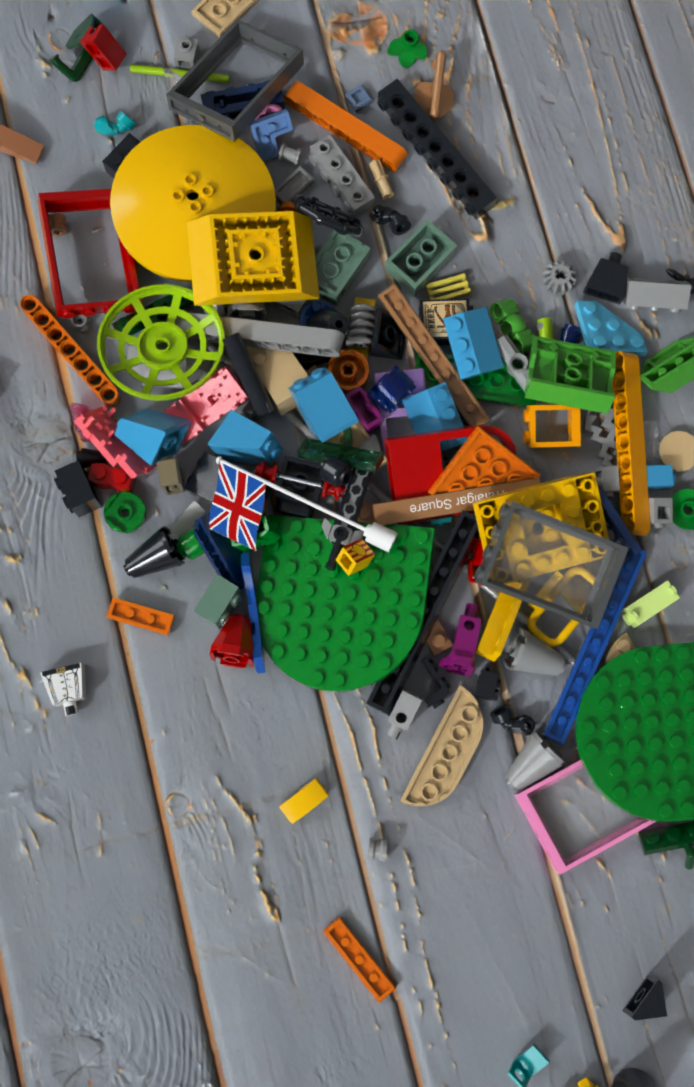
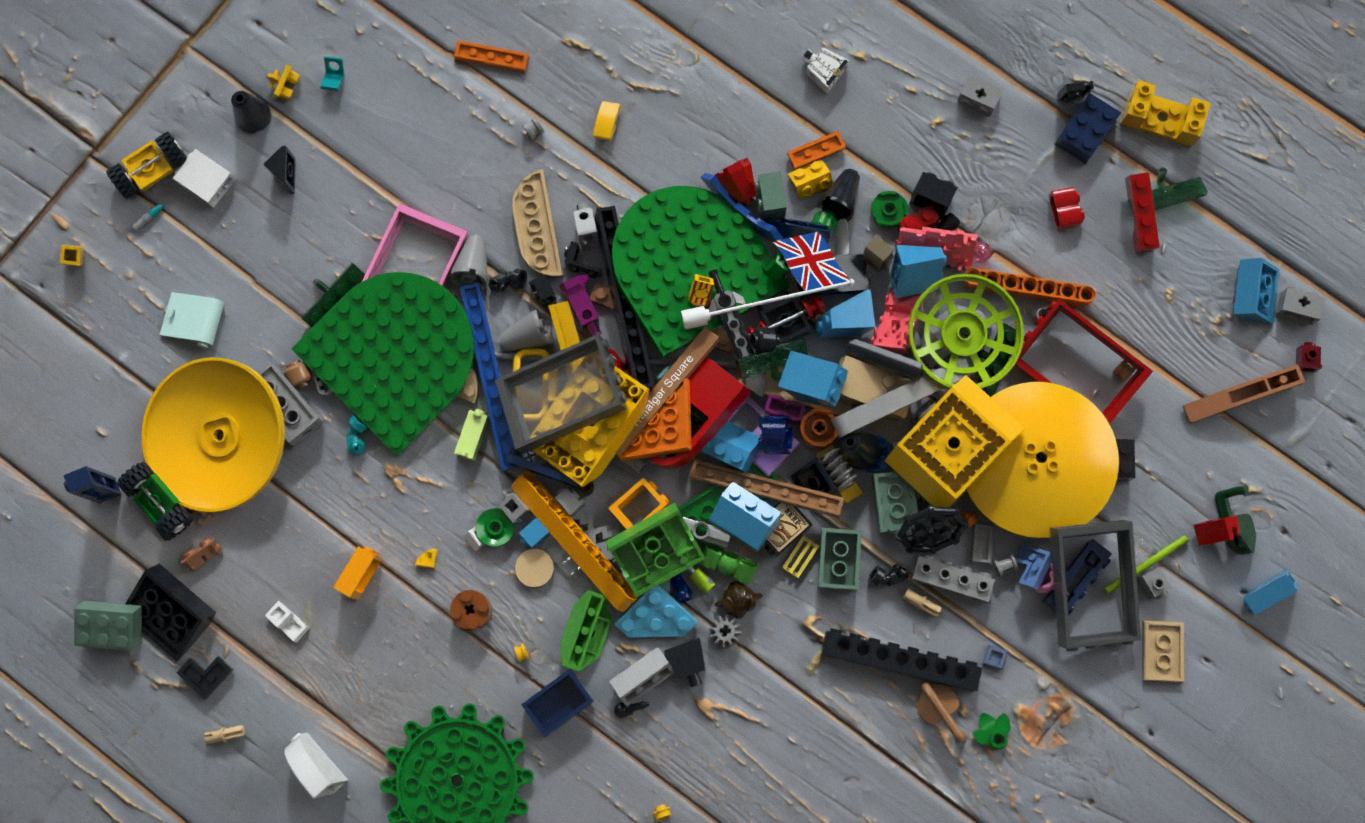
camera: 150 degrees right, 0 degrees up
(106, 127) = (1149, 489): teal arm -> none
(167, 595) = (811, 179): none -> yellow bracket
(345, 126) = (985, 623): orange beam -> none
(528, 292) = (738, 599): none -> dark brown hair

